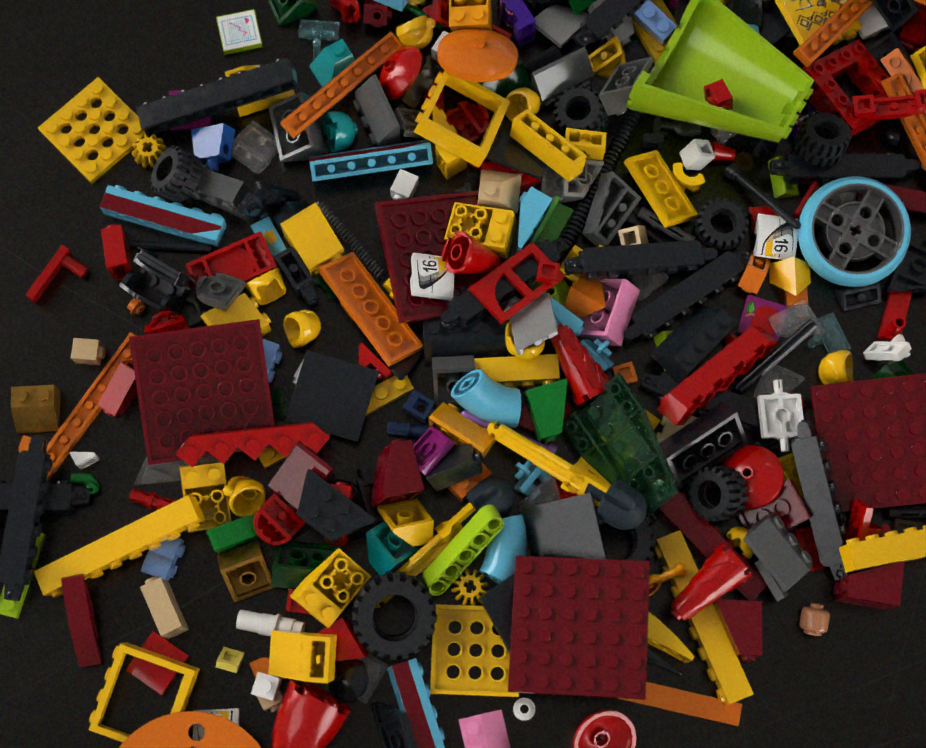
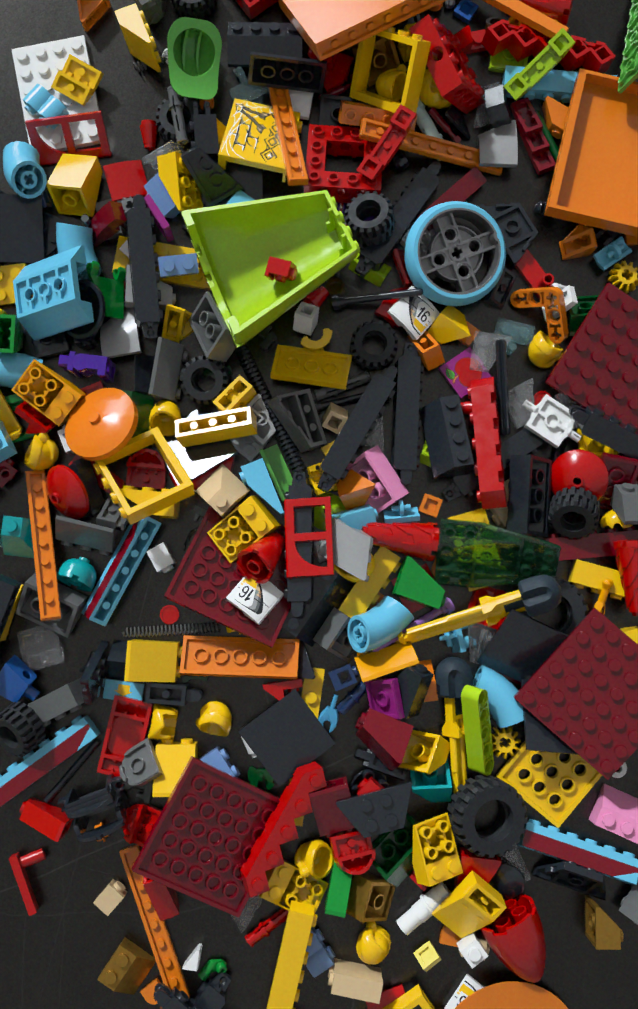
camera: 50 degrees left, 10 degrees up
(207, 603) = (373, 944): none -> yellow piece
(361, 229) = (169, 614): none -> red piece
(379, 422) = (330, 714): none -> dark azure hand
(547, 272) = (319, 508): red tile -> none
(880, 336) = (547, 302): none -> orange beam

